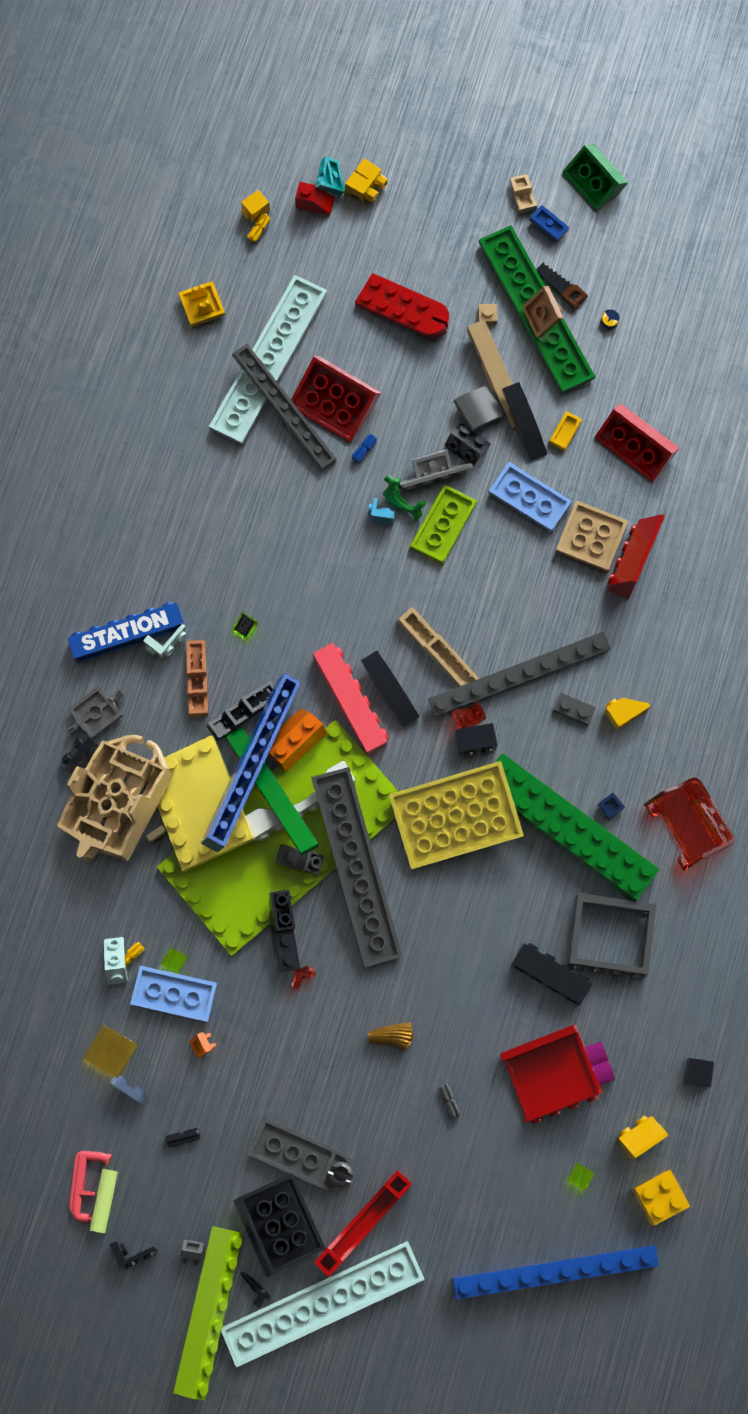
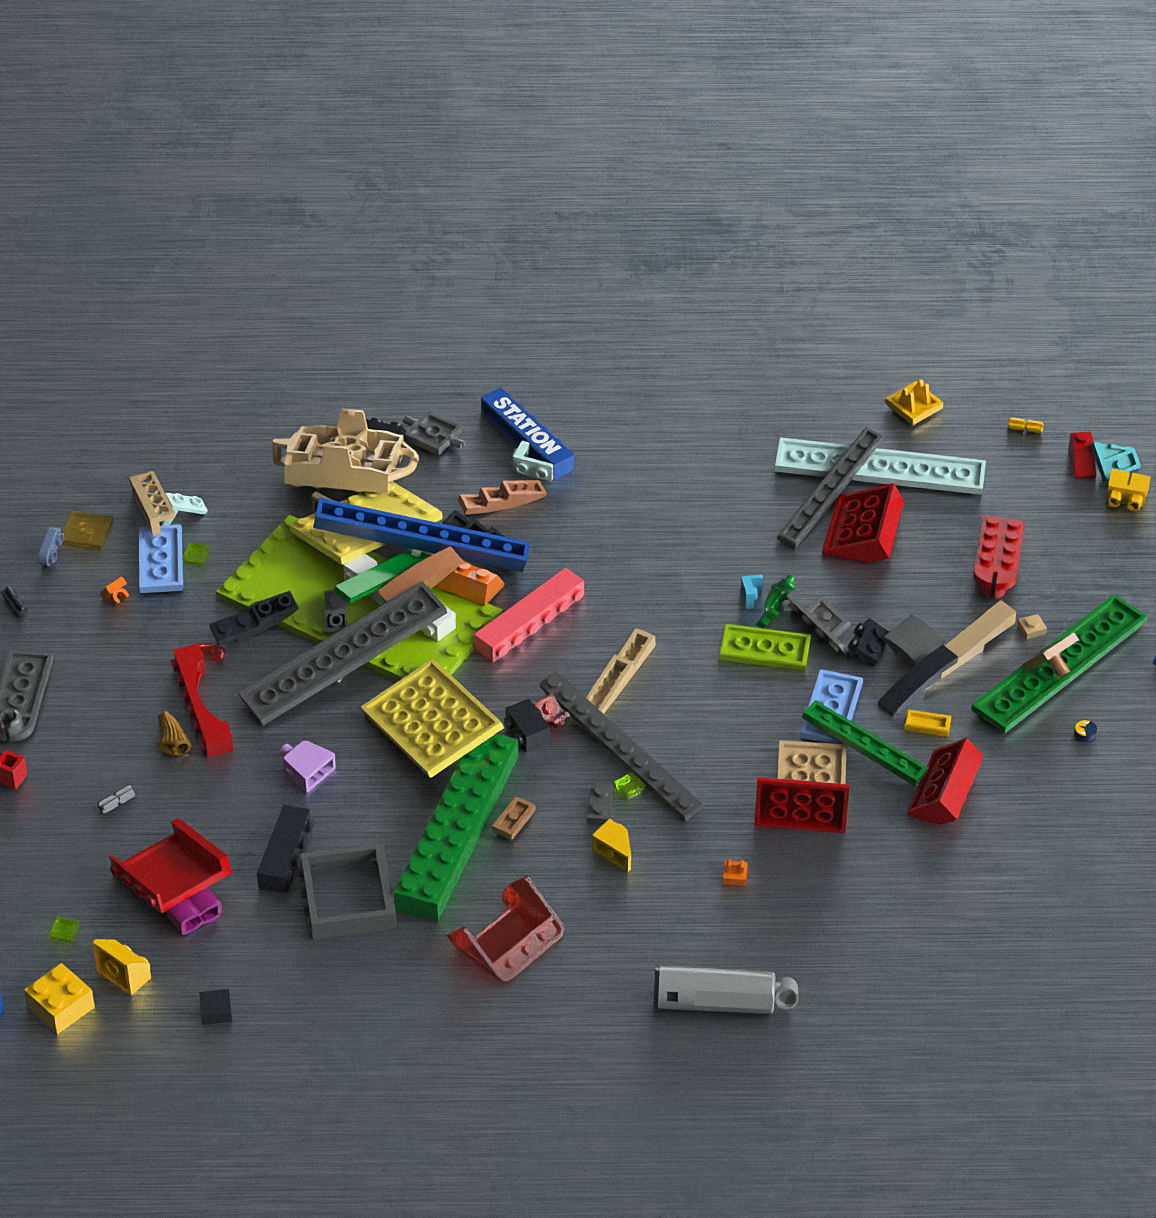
camera: 75 degrees right, 30 degrees down
(111, 991) = (145, 501): none -> tan fence
(133, 952) = (192, 520): yellow piece -> none
(245, 625) = (576, 519): slope -> none
(254, 206) = (1047, 412): yellow brick -> none
(299, 776) = (429, 571): none -> nougat slope
(362, 450) = (814, 561): blue piece -> none
(390, 688) = (554, 642): black slope -> none
(406, 1000) = (214, 733): none -> red arch
(463, 931) = (307, 764): none -> lavender torso
(562, 286) = (1102, 681): piece -> none
(562, 680) = (629, 786): none -> clear neon green tile
(572, 781) = (513, 818): none -> medium nougat plate
(583, 486) = (865, 743): none -> green plate
(611, 806) = (498, 858): dark blue plate -> none
(676, 630) = (735, 872): none -> orange tile

